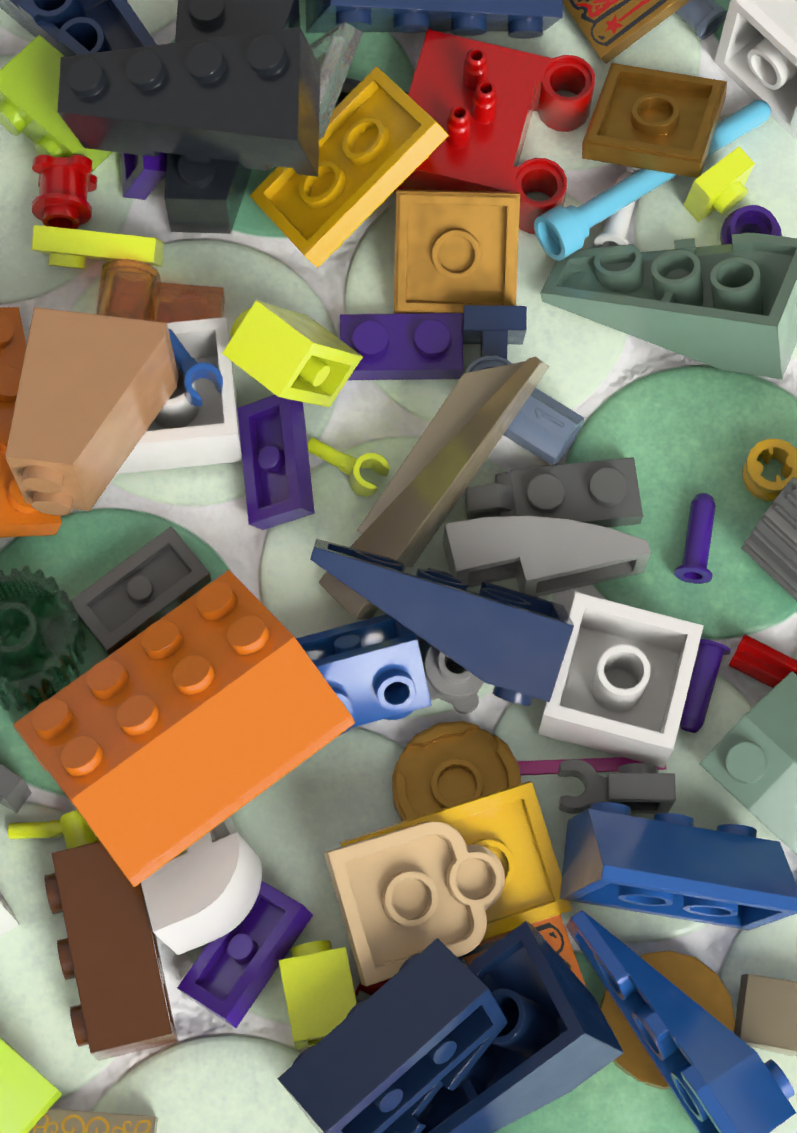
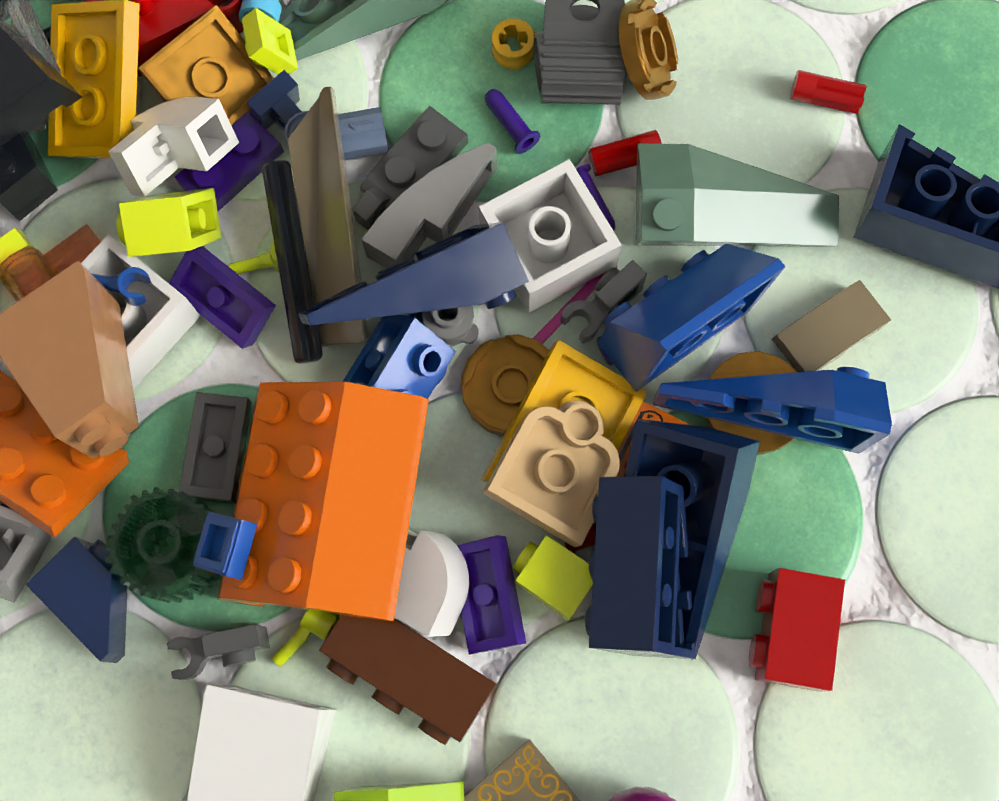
camera: 40 degrees left, 5 degrees up
(59, 682) = (224, 545): none -> blue tile
(368, 481) = (291, 259): none -> black axle
(369, 277) = (173, 136): none -> white brick
(537, 269) = (269, 43): none -> neon yellow plate

